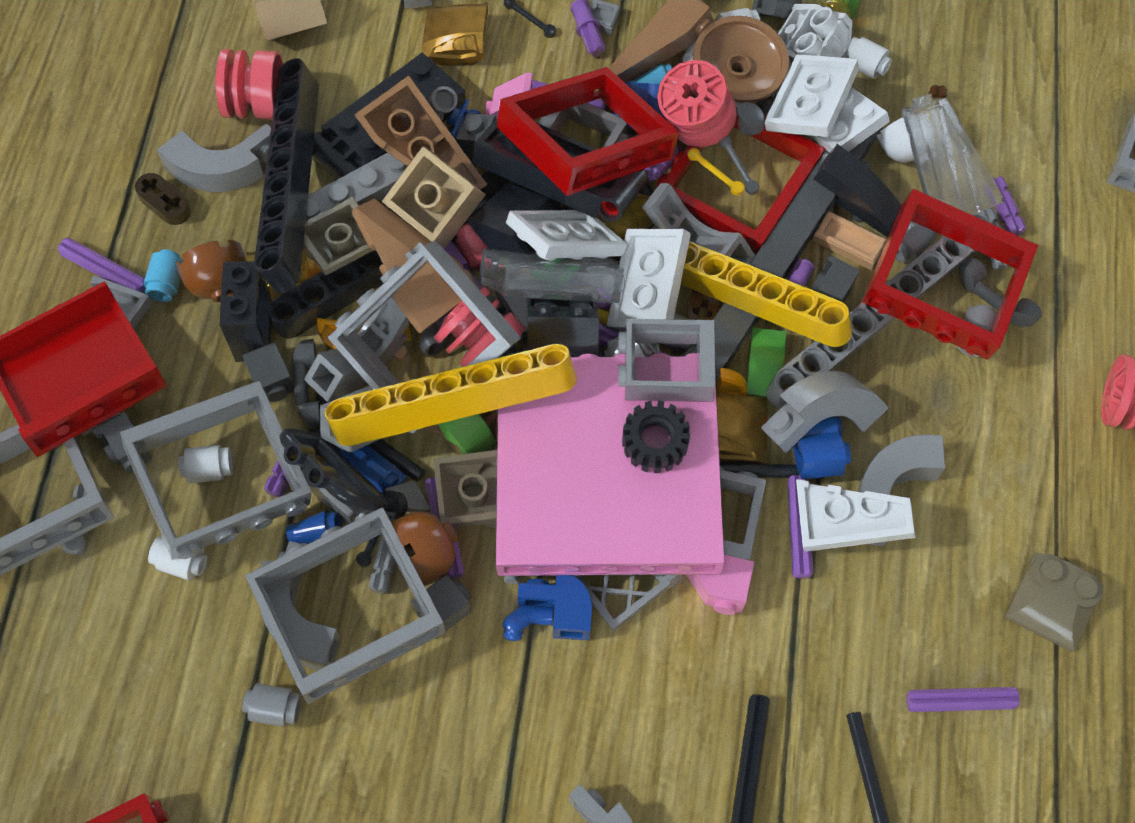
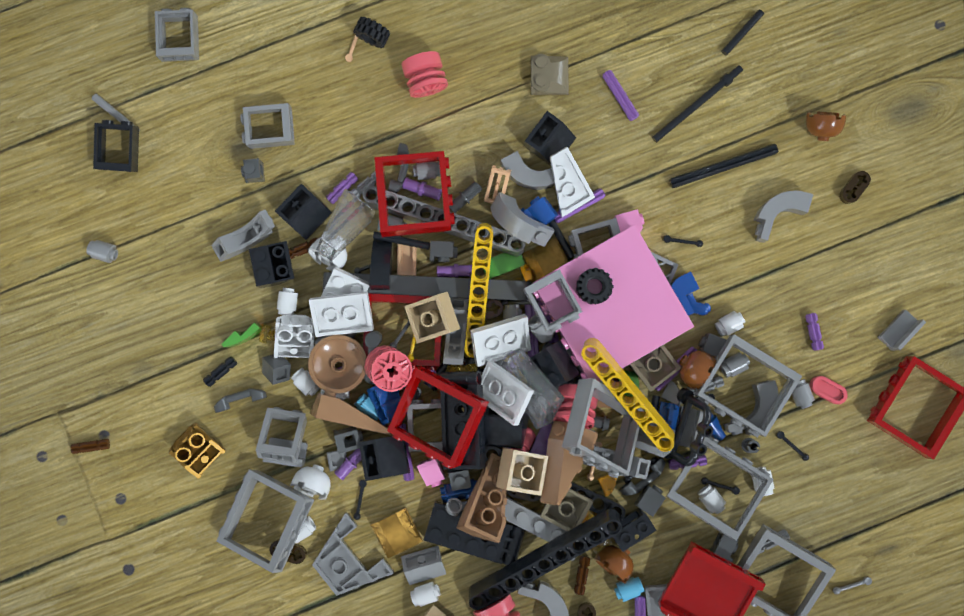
camera: 115 degrees left, 20 degrees up
(195, 513) = (735, 490): none -> black hinge
(228, 227) = (582, 574): none -> reddish brown axle
(229, 636) = (780, 435): none -> black hinge
(242, 565) = (747, 449): none -> dark grey pin
(248, 760) = (828, 390): none -> coral tile
(347, 24) = (425, 594): none -> white brick
(360, 795) = (814, 331): none -> medium lavender axle
(389, 41) = (423, 565): none -> light grey panel
(389, 614) = (735, 365): none -> light grey brick
(437, 363) = (601, 422): none -> dark grey pin
(463, 654) = (730, 323): none -> white brick
(568, 52) = (383, 458): none -> black slope
(621, 31) = (344, 444): none -> dark grey brick
(665, 639) = (667, 239): none -> black hinge
(739, 199) = (432, 317): none -> tan brick
(874, 245) = (403, 241): none -> black bar
(902, 421) = (500, 171): none -> light nougat tile
(903, 362) = (465, 197): none -> dark grey axle
(935, 54) = (271, 264): none -> black slope
(945, 533) = (549, 137): none -> black slope
(958, 302) = (422, 188): none -> medium lavender pin
(991, 44) = (244, 238): none -> light grey arch
(1002, 130) = (303, 211): none -> black slope
(1095, 95) = (253, 170): none -> dark grey brick

